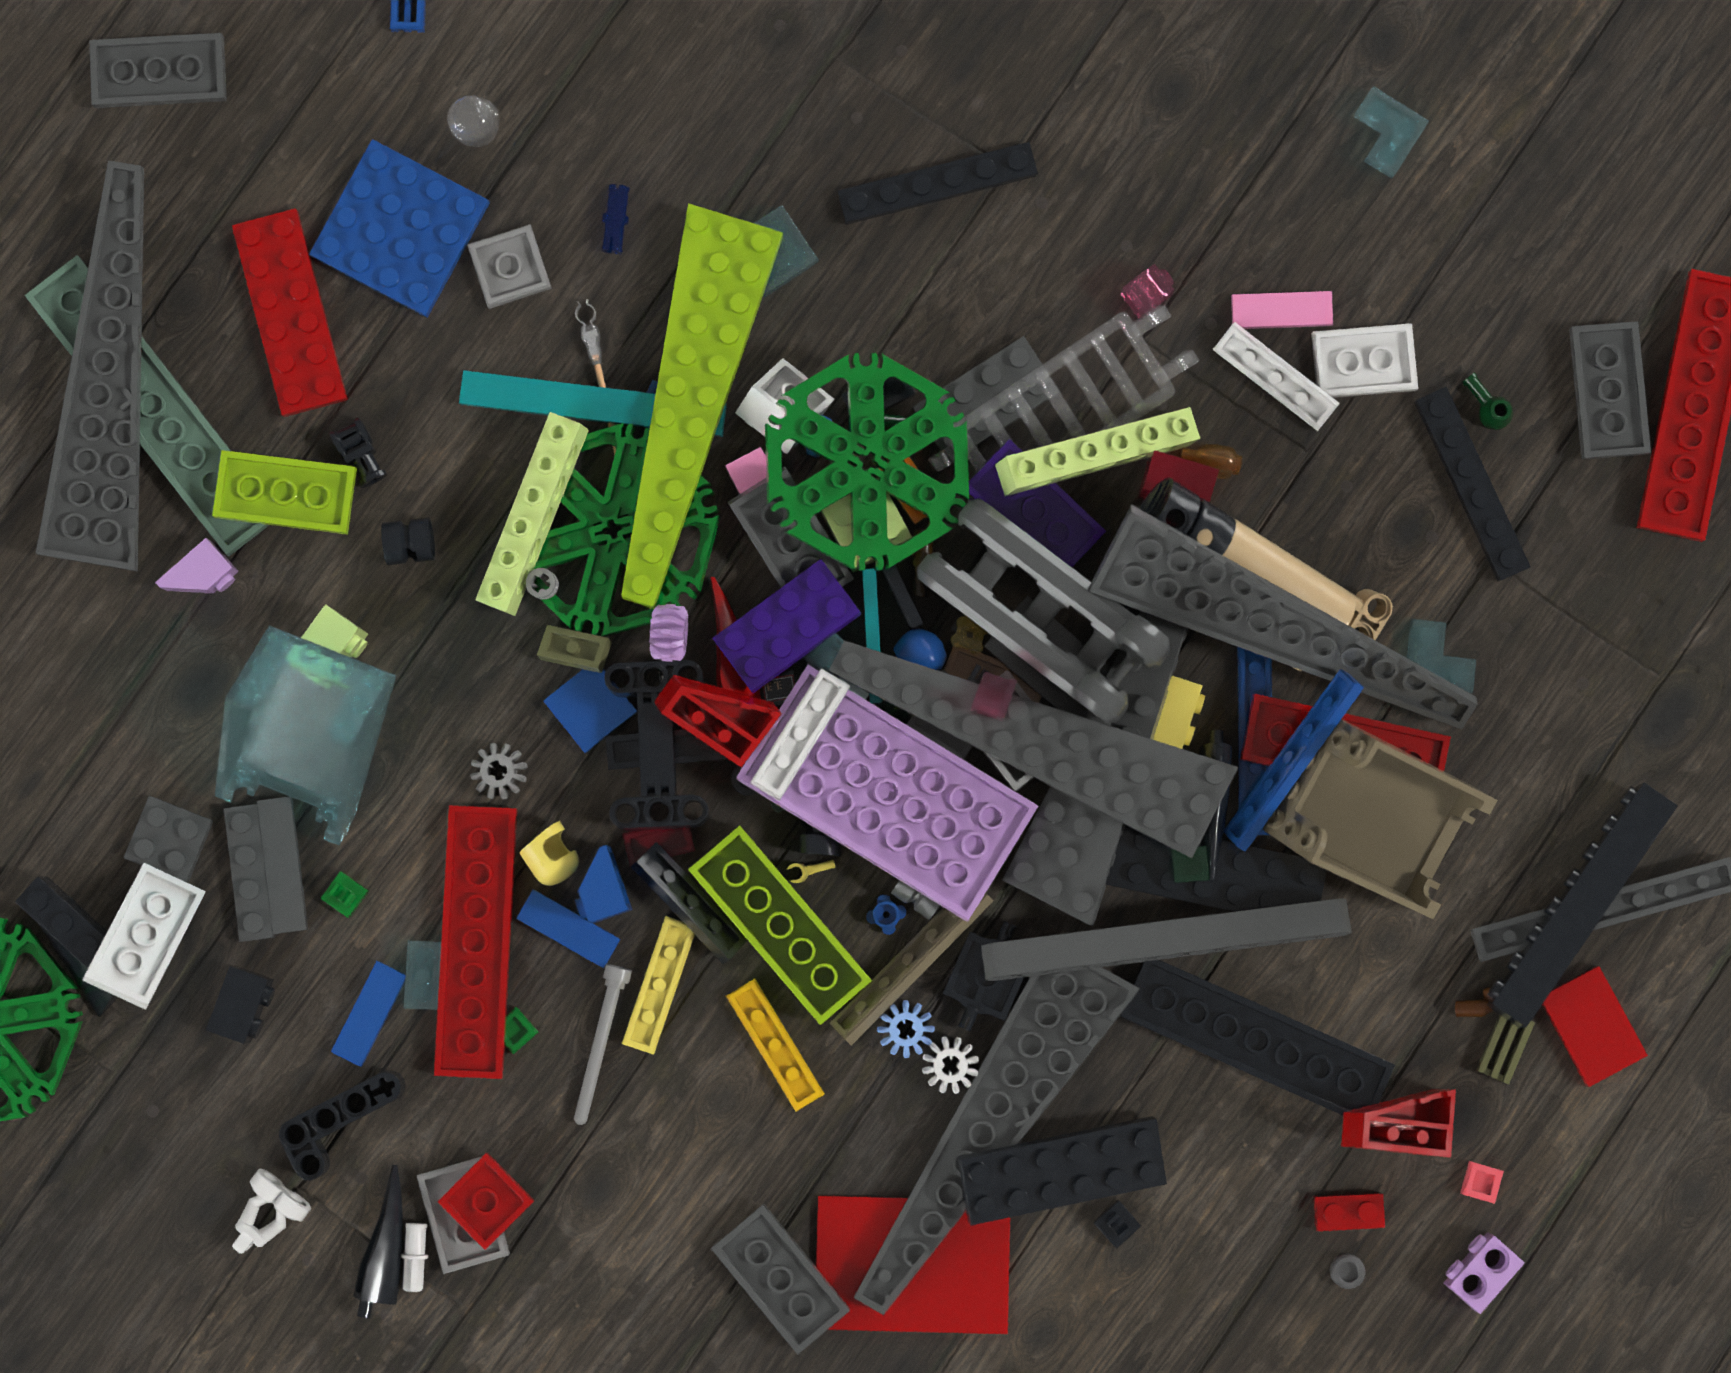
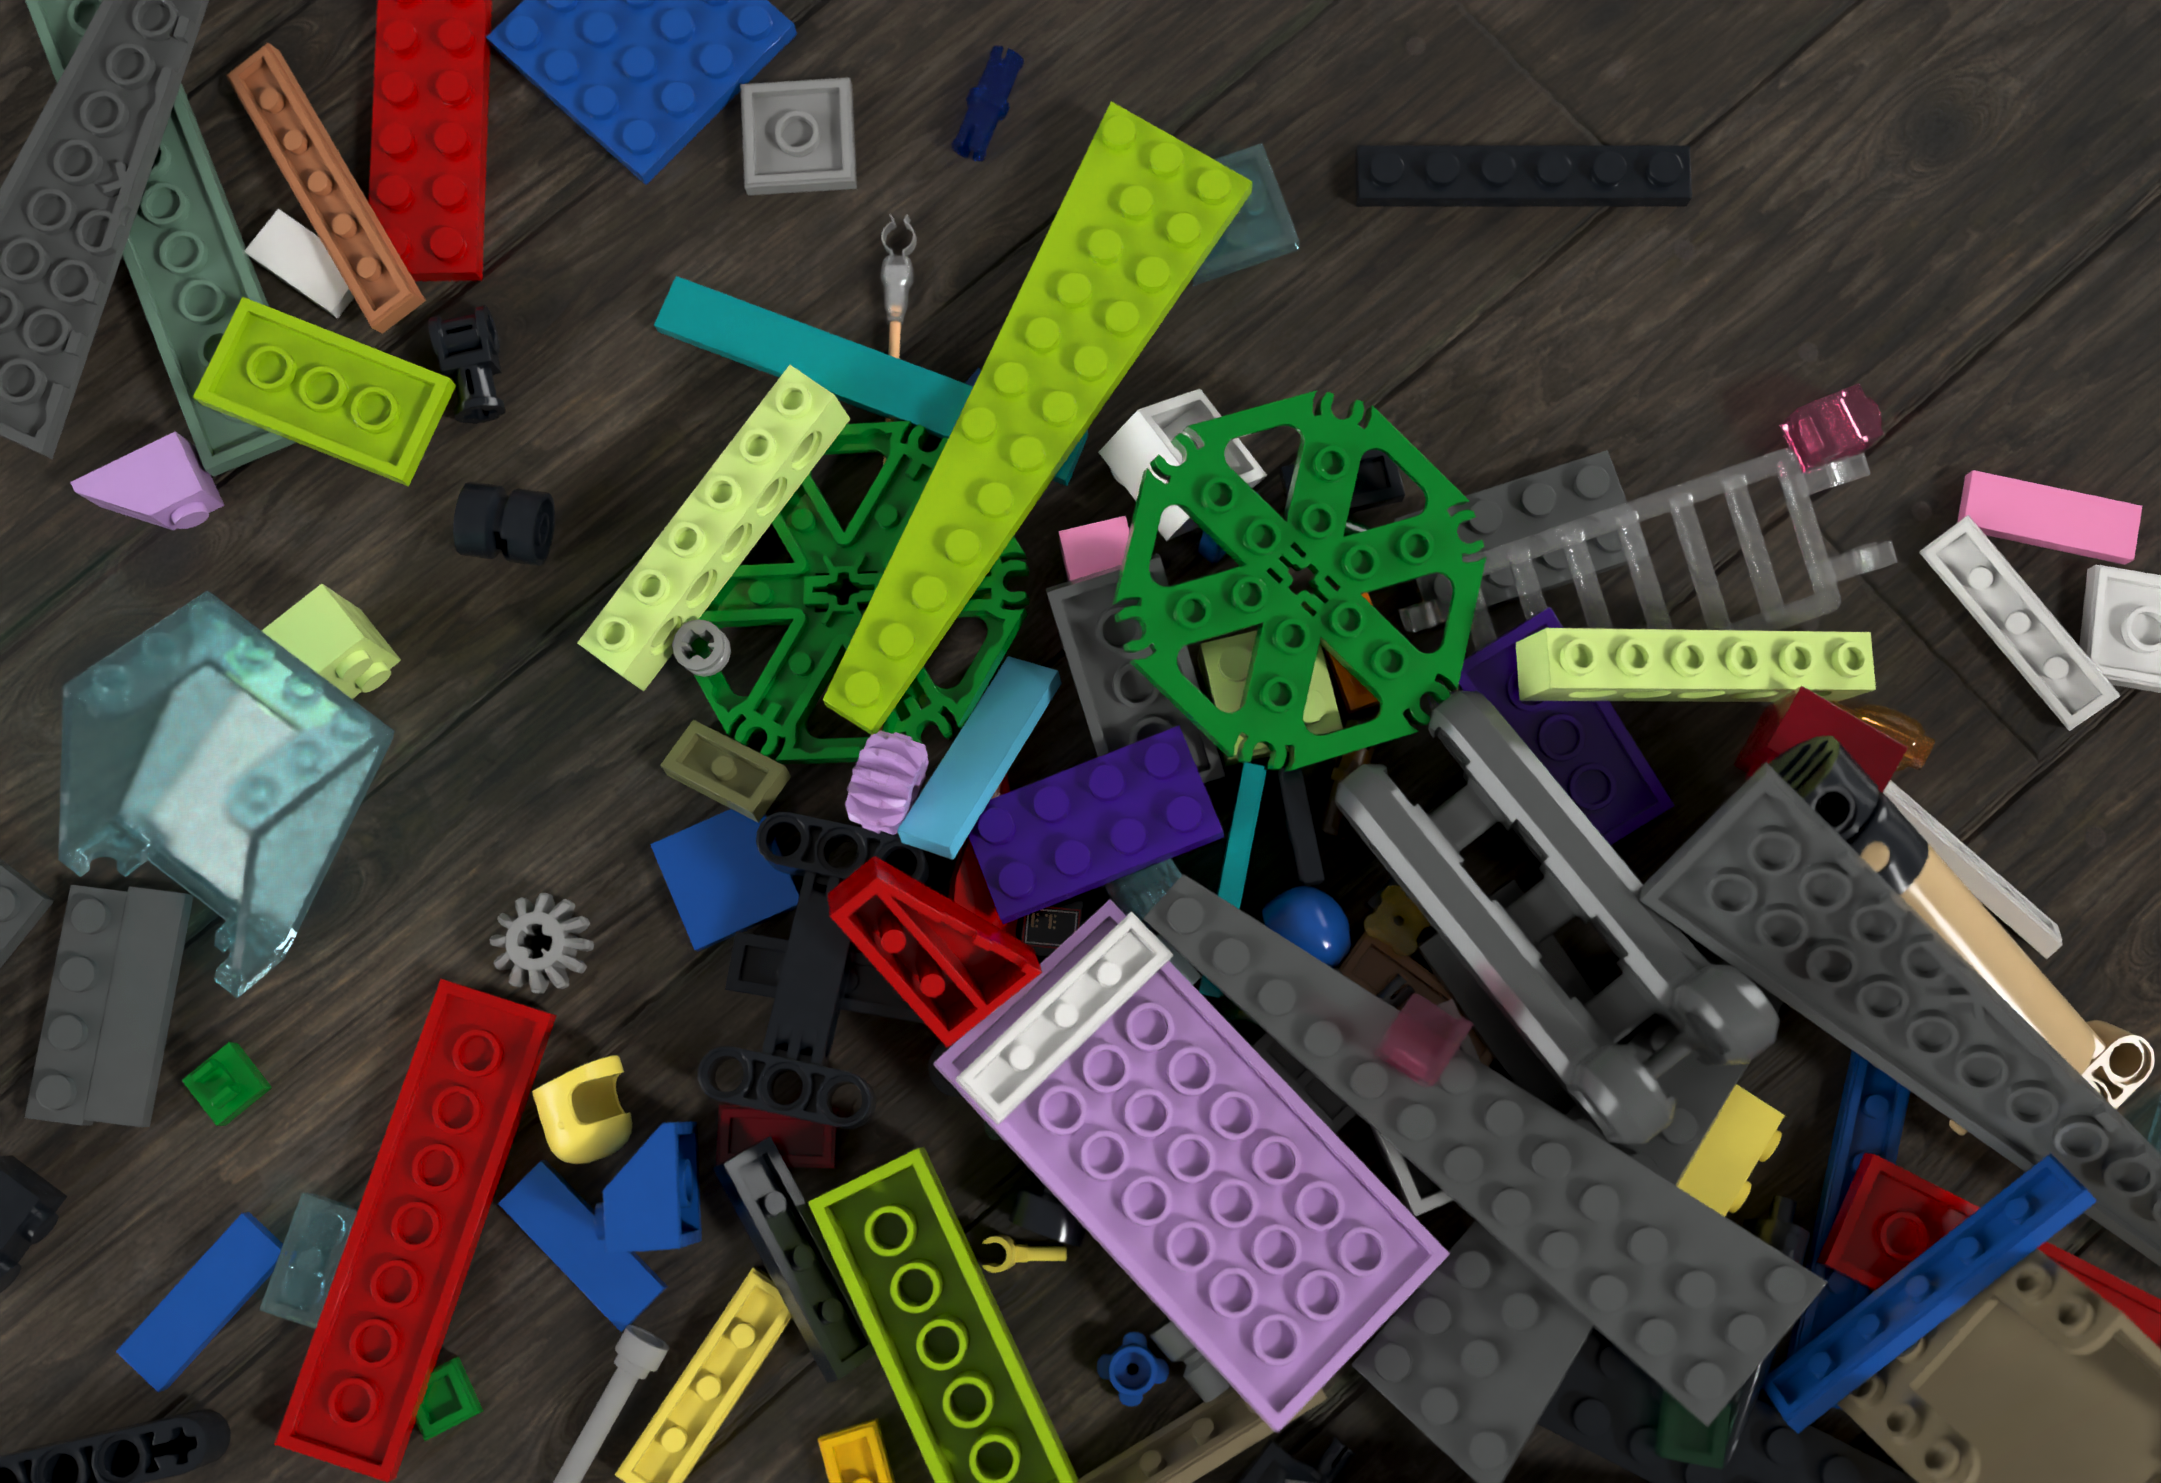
camera: 20 degrees right, 5 degrees down
(243, 370) = (325, 189): none -> nougat tile
(244, 417) = (301, 262): none -> white tile
(715, 604) = (979, 758): none -> medium azure tile
(1272, 522) = (1981, 878): none -> white tile

